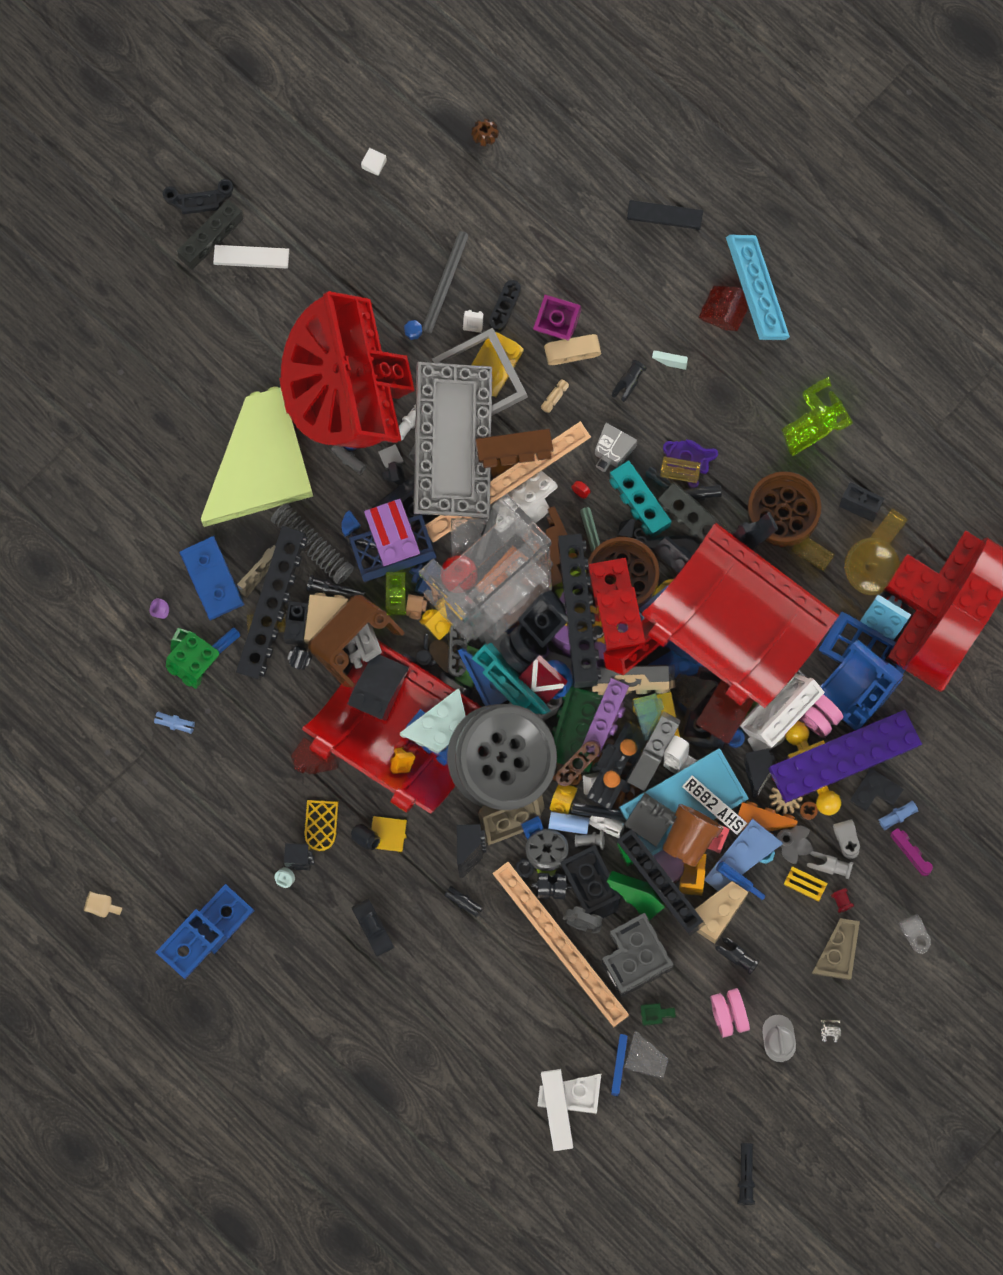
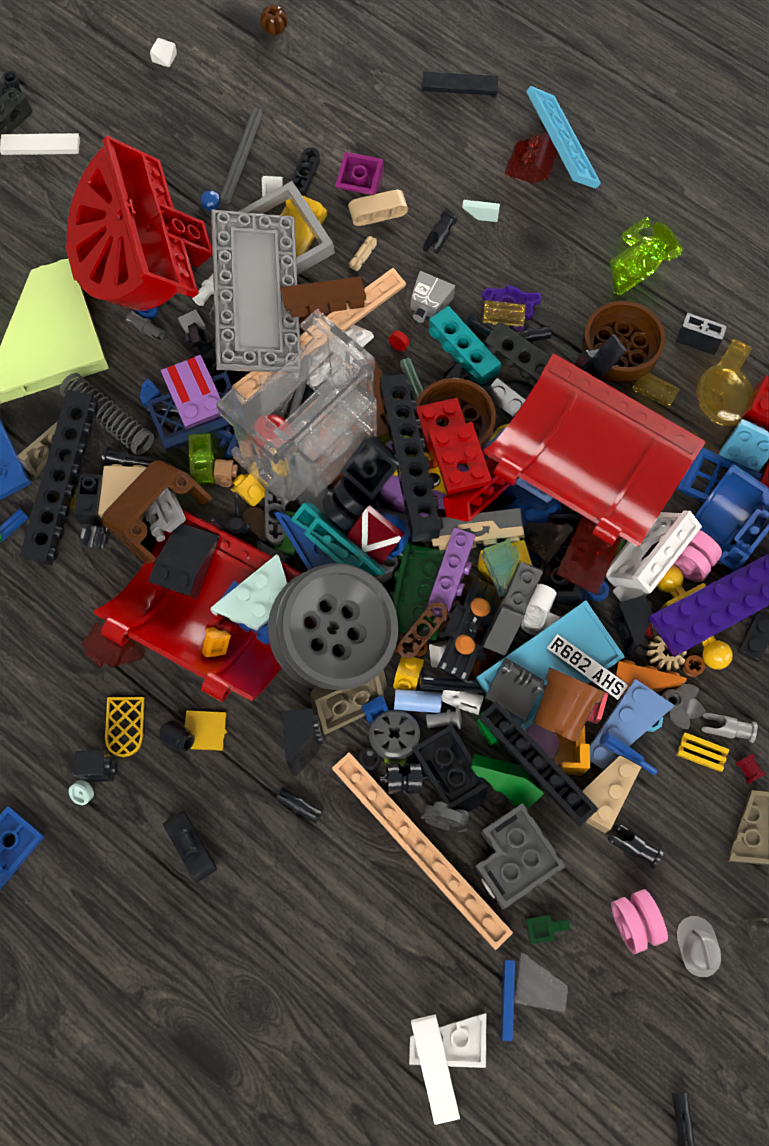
camera: 10 degrees left, 5 degrees down
(847, 835) = (743, 692): light grey piece -> none

